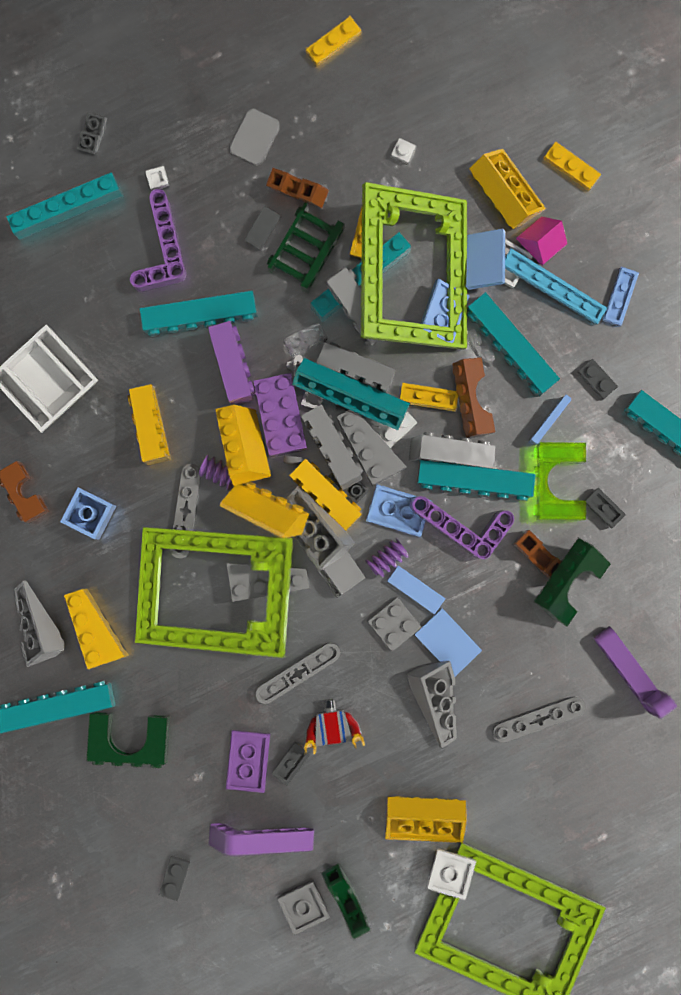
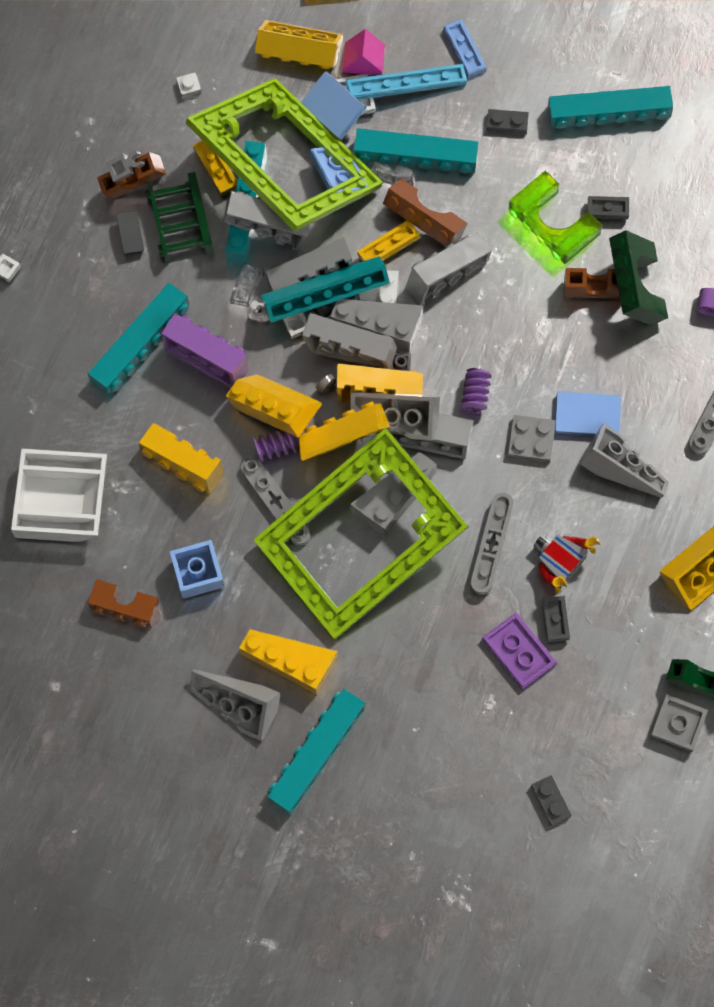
camera: 45 degrees left, 15 degrees down
(102, 748) = (389, 747): dark green arch -> none
(166, 245) = (63, 312): medium lavender beam -> none
(254, 137) = (56, 173): light grey piece -> none
(265, 841) = (586, 696): medium lavender beam -> none
(280, 415) = (283, 357): medium lavender brick -> none
(293, 177) = (122, 166): none -> light grey plate
(333, 41) = (53, 52): yellow plate -> none
(393, 510) = (449, 350): light blue tile -> none
(416, 589) = (522, 397): light blue tile -> none
(460, 529) = (512, 317): medium lavender beam -> none
(477, 479) = (487, 272): teal brick -> none
(550, 420) = (501, 180): light blue tile -> none

